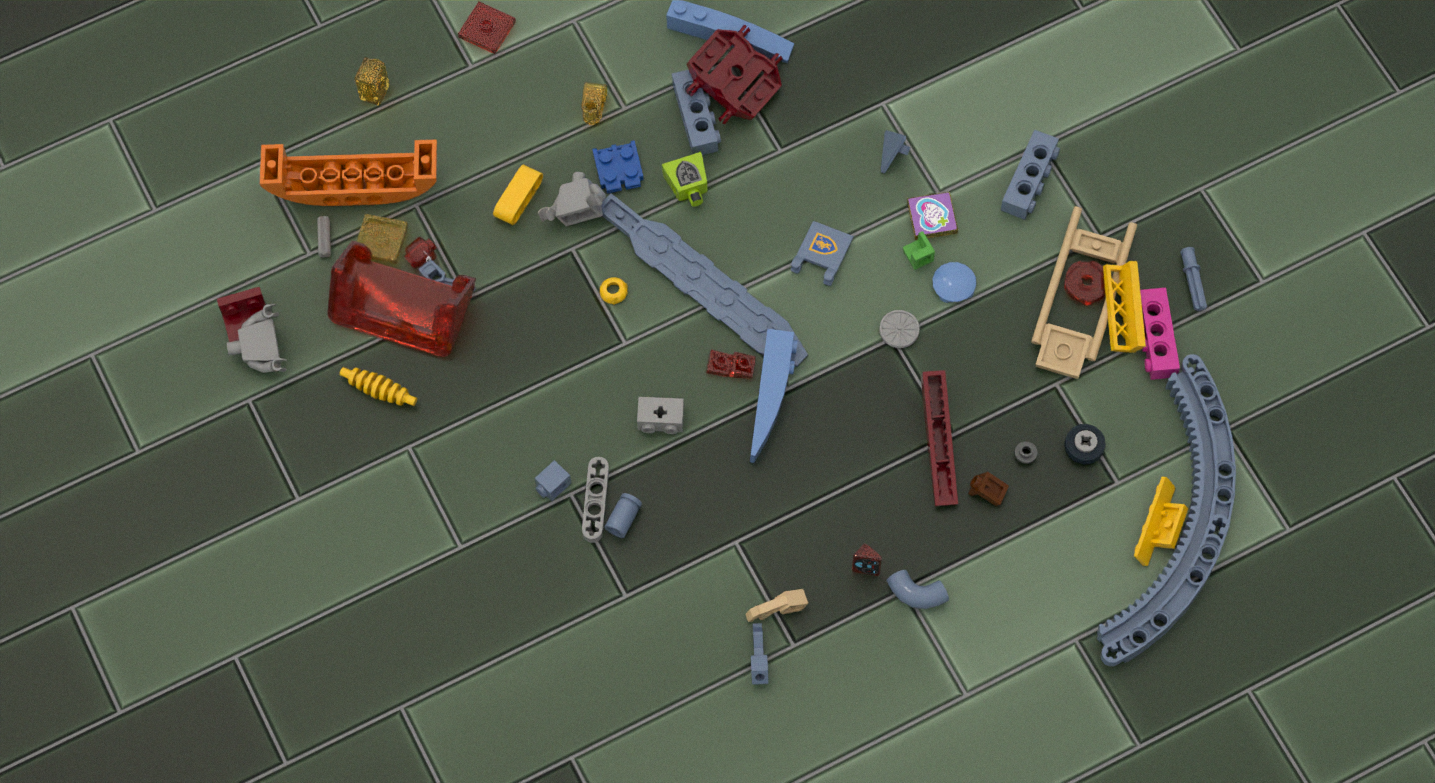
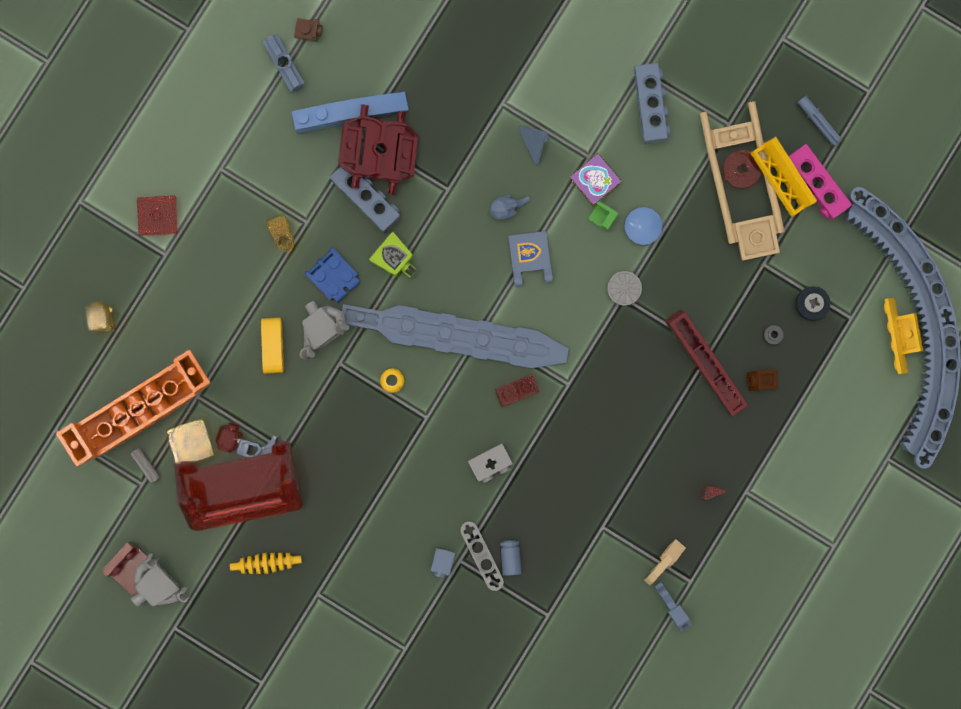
camera: 35 degrees left, 20 degrees up
(772, 385) = (560, 392): medium blue slope -> none
(825, 191) = (504, 206): none -> sand blue piece
(915, 595) = (757, 495): sand blue cylinder -> none

